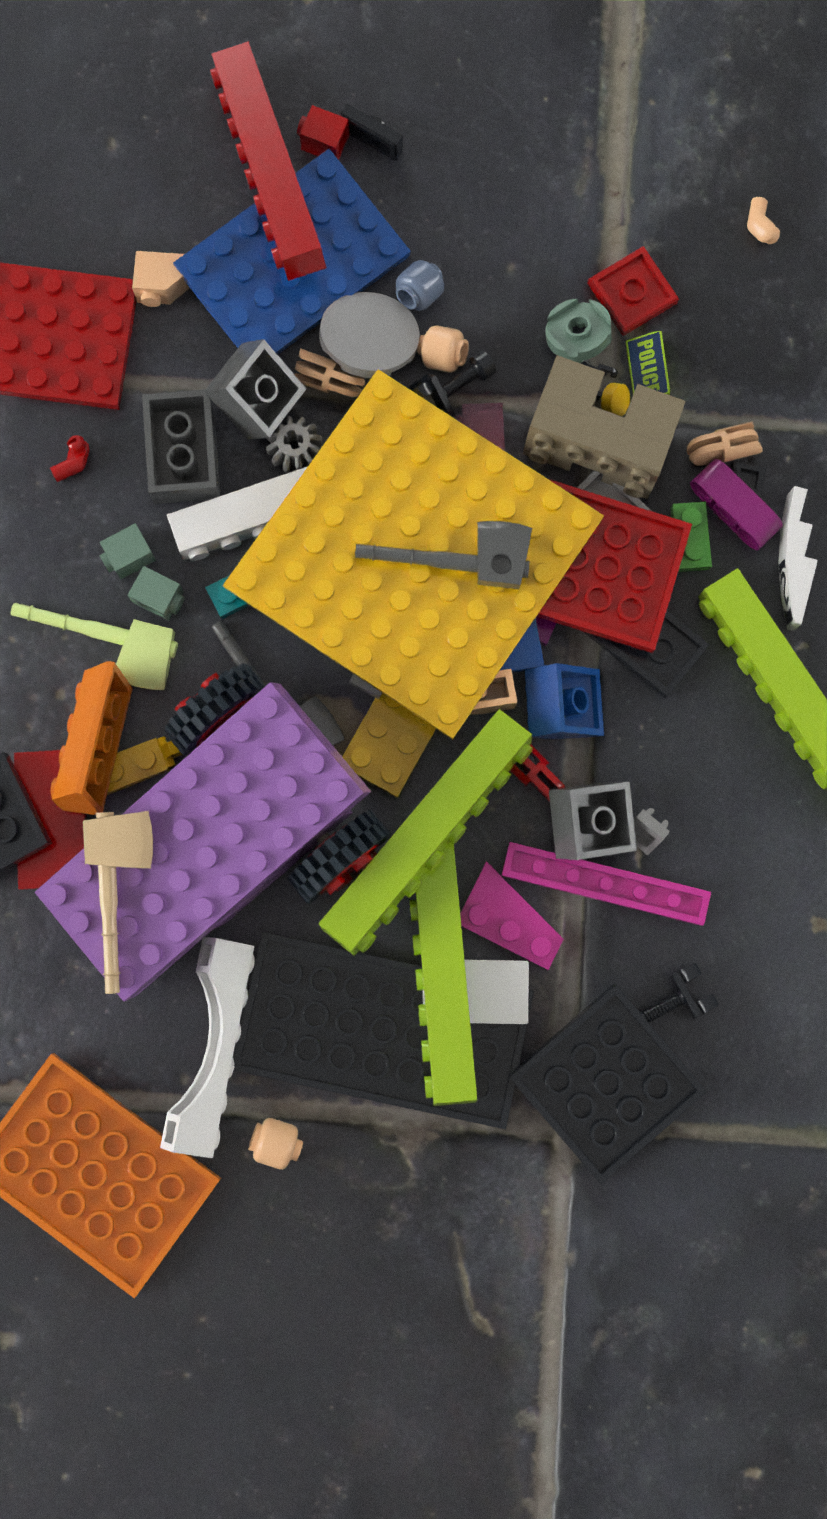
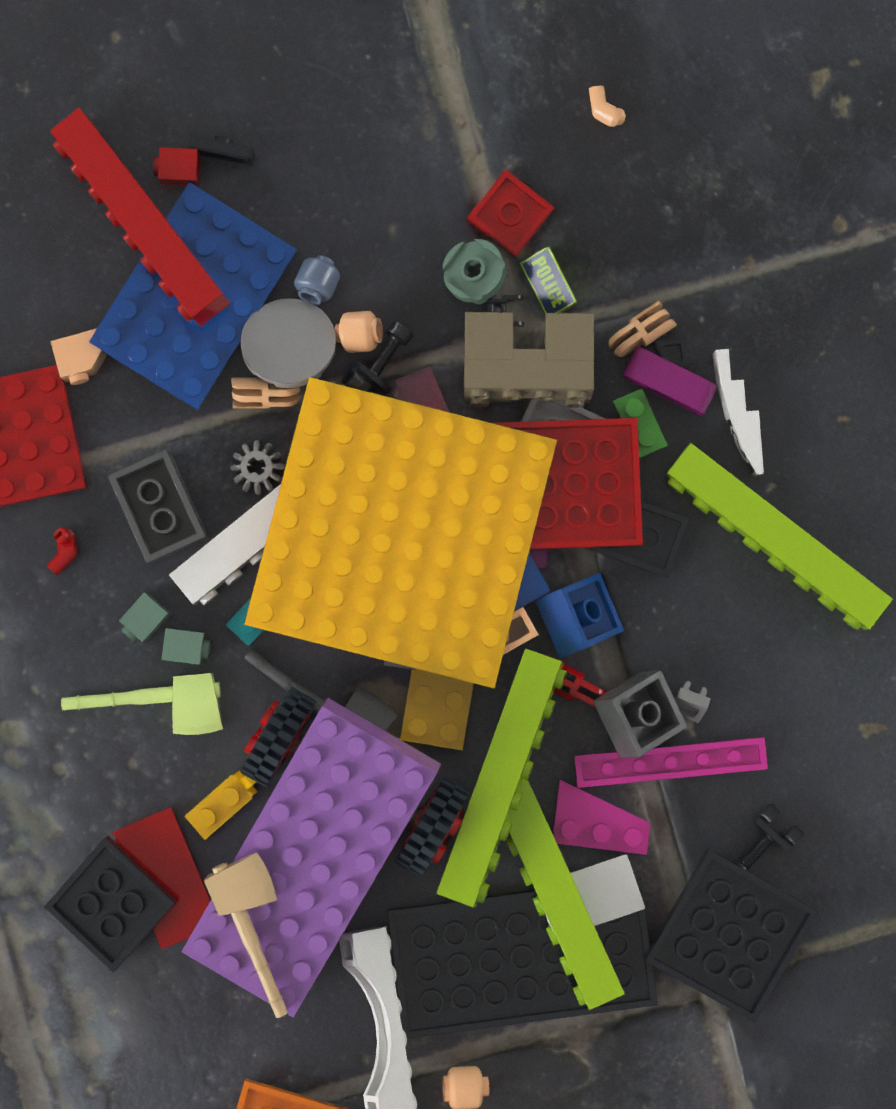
camera: 15 degrees left, 5 degrees up
(92, 740) = (179, 800): orange slope -> none
(255, 389) = (206, 434): dark grey brick -> none
(498, 562) = (479, 516): dark grey piece -> none
(615, 398) = (529, 323): yellow tile -> none

